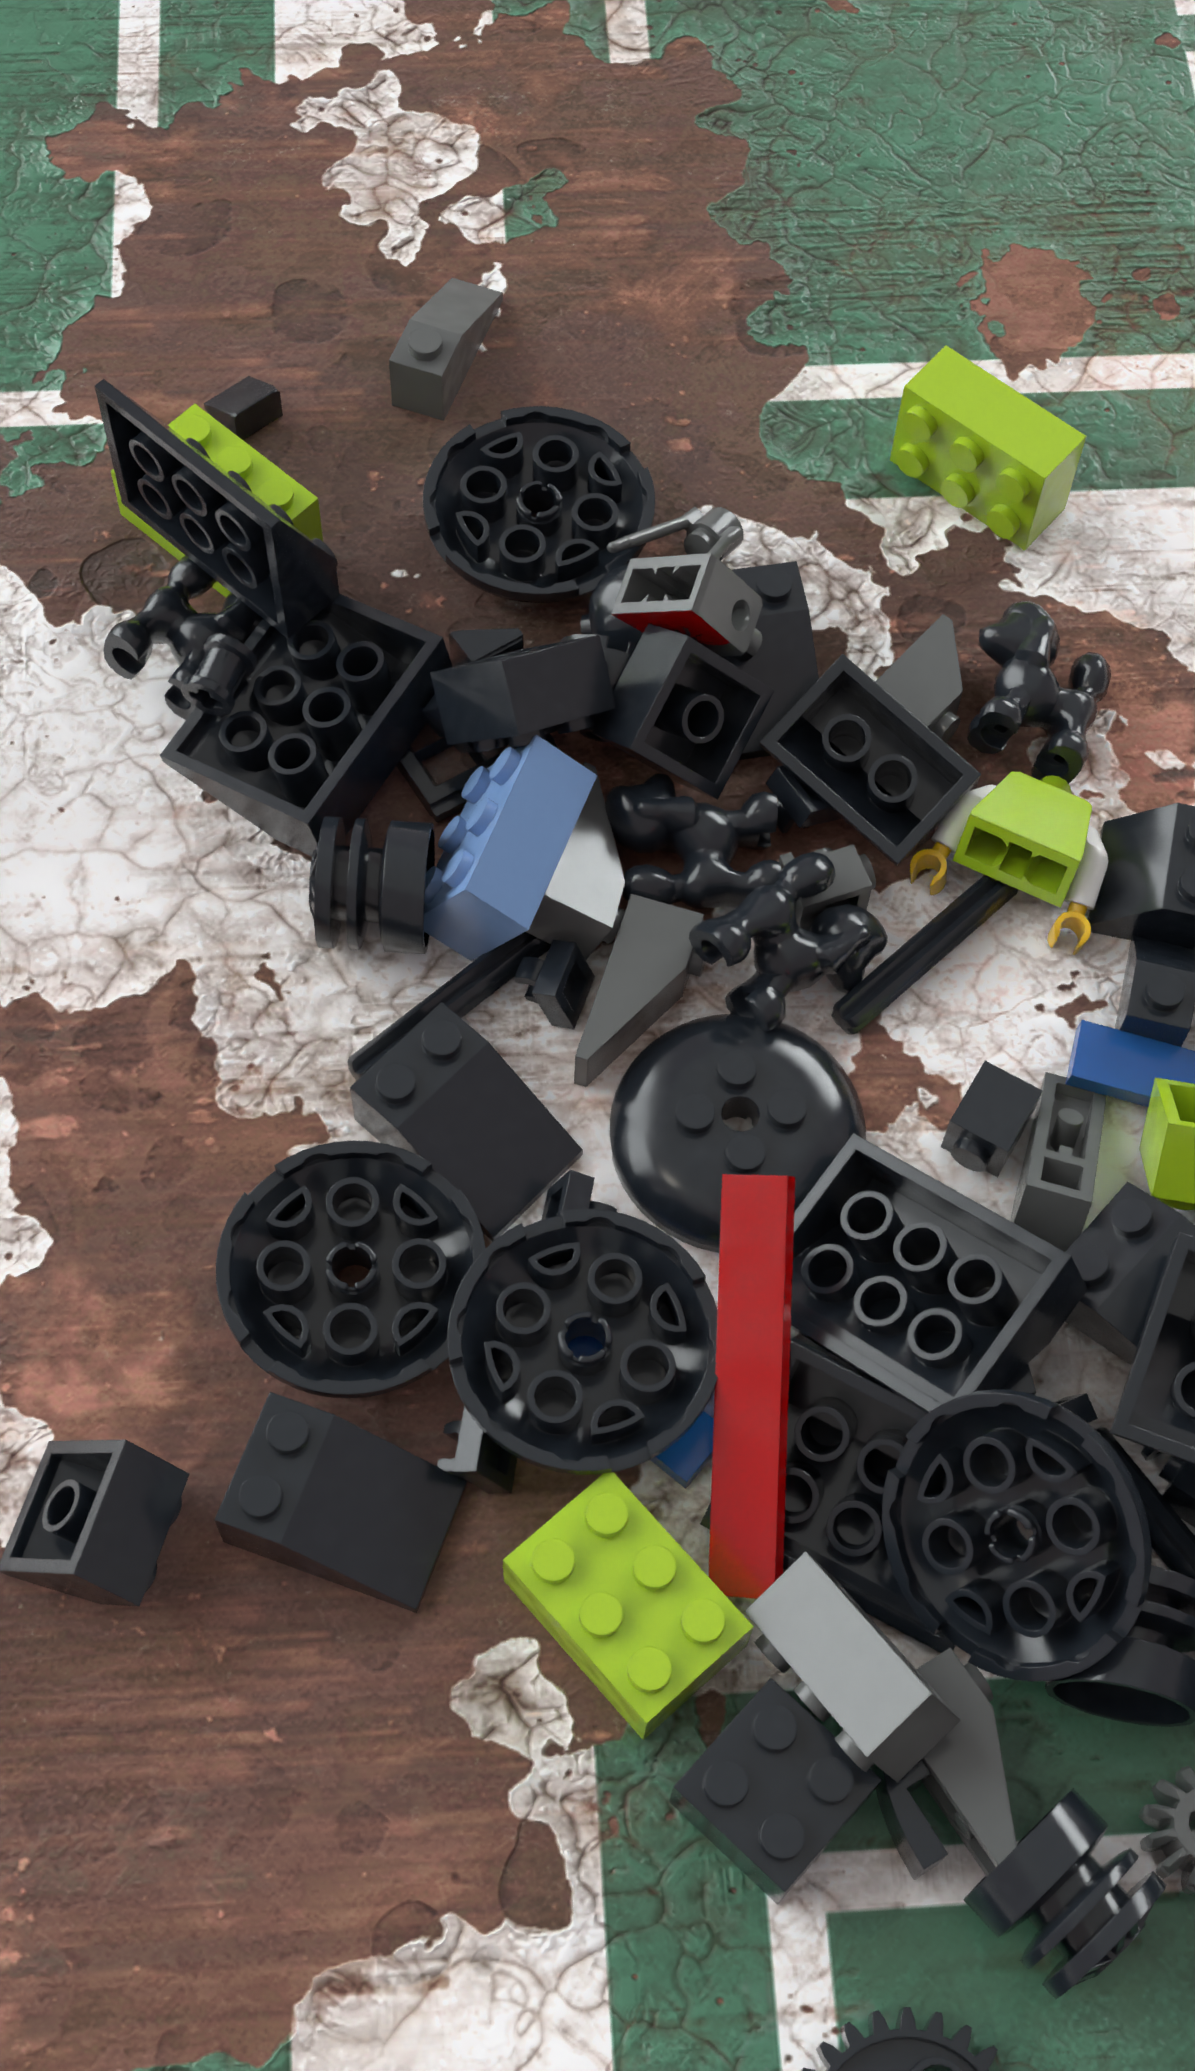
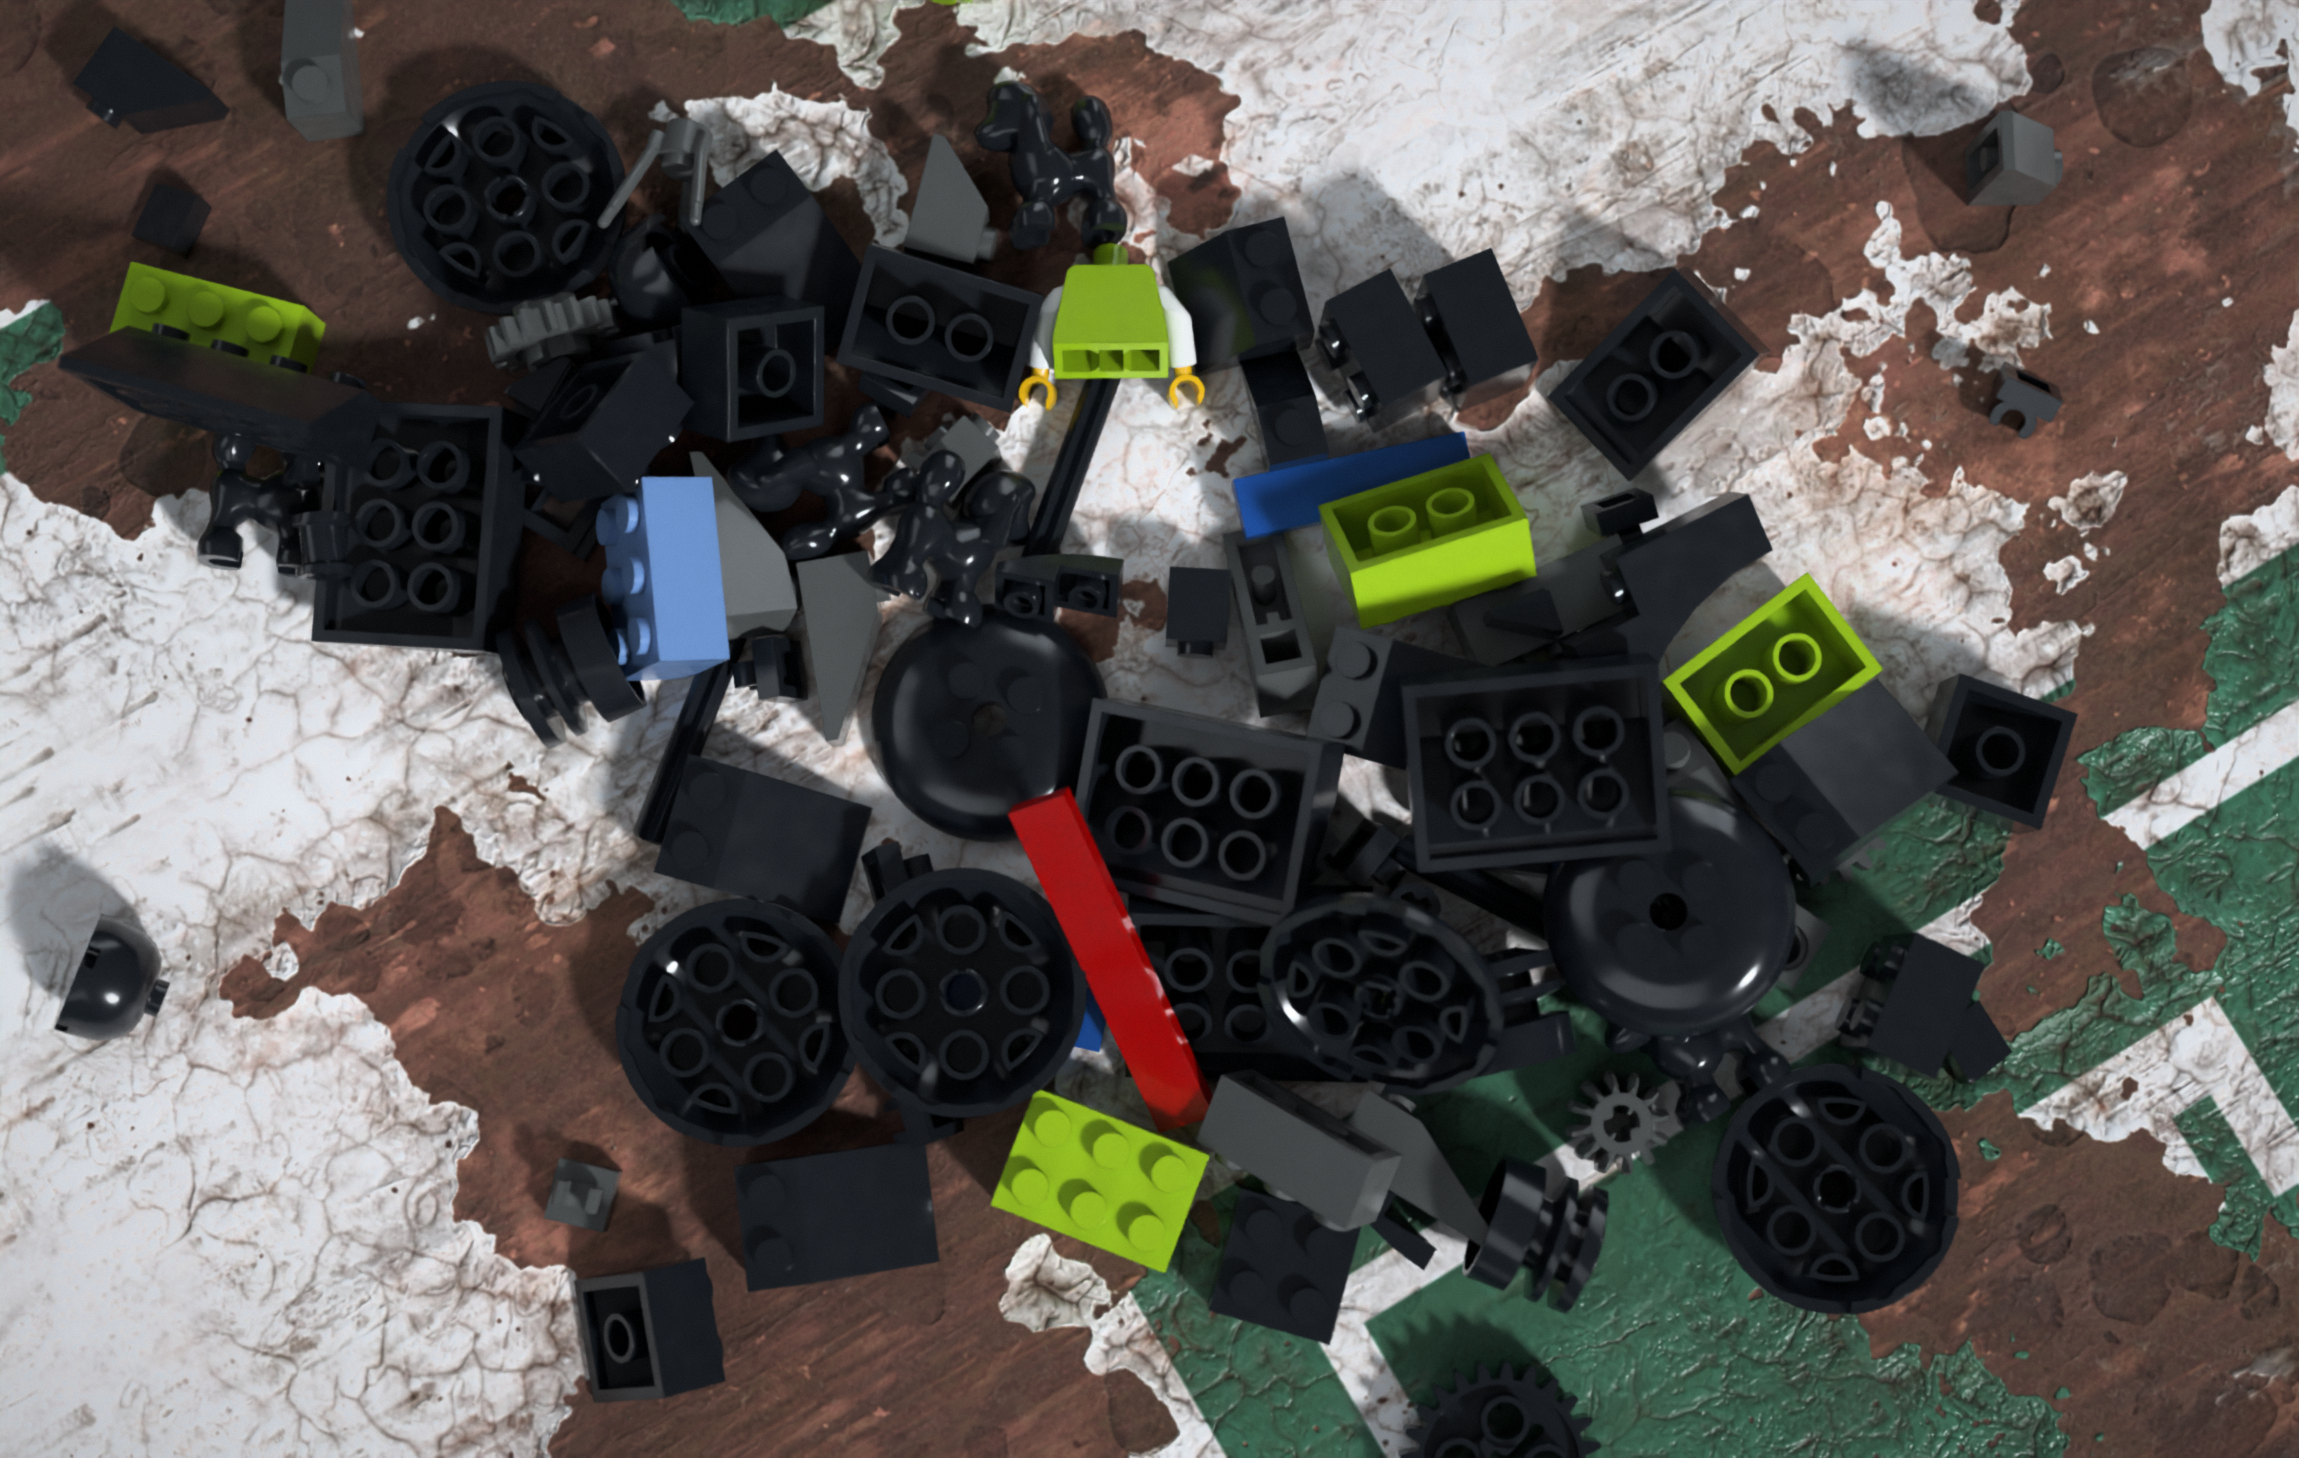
camera: 25 degrees left, 20 degrees up
(106, 1363) = (583, 1194): none -> dark grey tile
(284, 303) = (143, 89): none -> black slope
(519, 602) = (549, 330): none -> dark grey gear
(694, 598) = (737, 267): dark grey torso -> none
(869, 1033) = (1043, 583): none -> black slope

